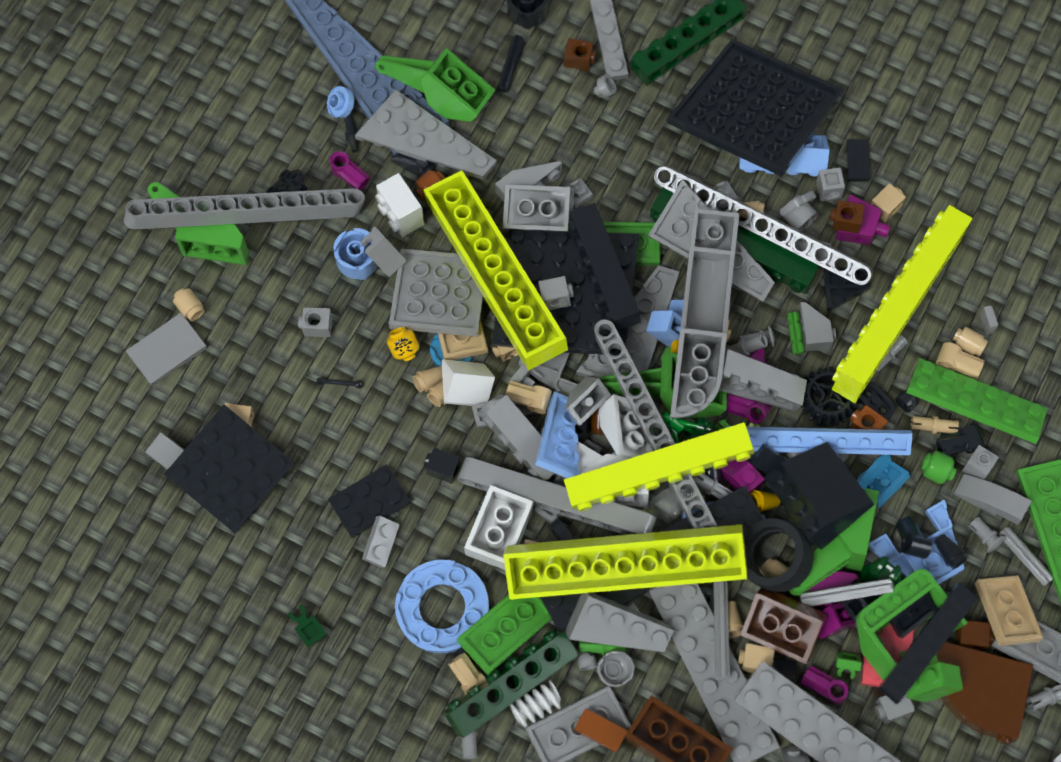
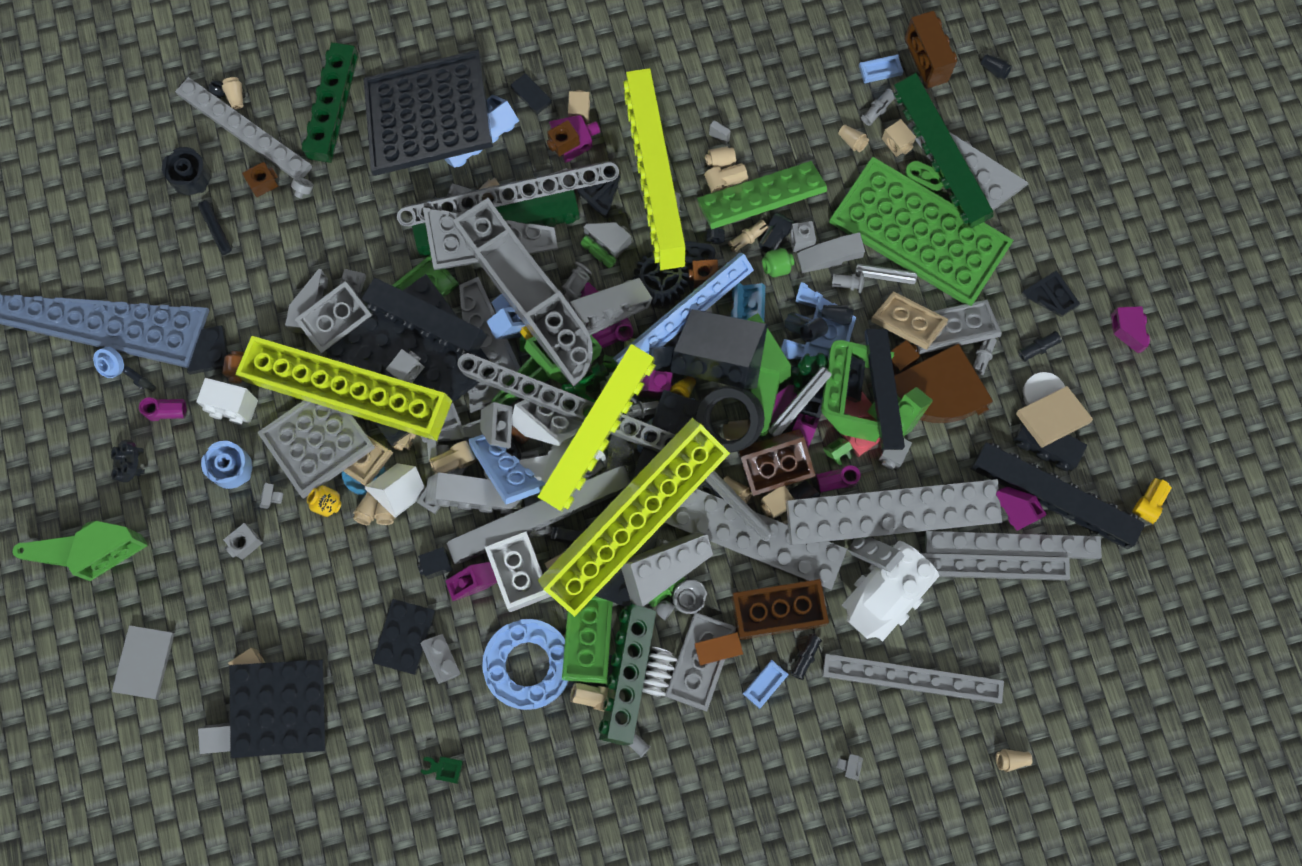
camera: 45 degrees left, 5 degrees up
(188, 304) = (129, 613): tan brick -> none
(242, 208) = (151, 463): light grey beam -> none
(358, 384) = (316, 559): black hinge -> none
(366, 305) = (269, 496): none -> light grey tile
(383, 252) = (247, 446): light grey hinge -> none
(418, 134) = (190, 337): light grey wing -> none
(447, 83) = (177, 279): bright green slope -> none
(457, 503) = (471, 581): none -> magenta slope
(799, 211) = (524, 163): light grey piece -> none
(830, 184) = (528, 126): light grey brick -> none

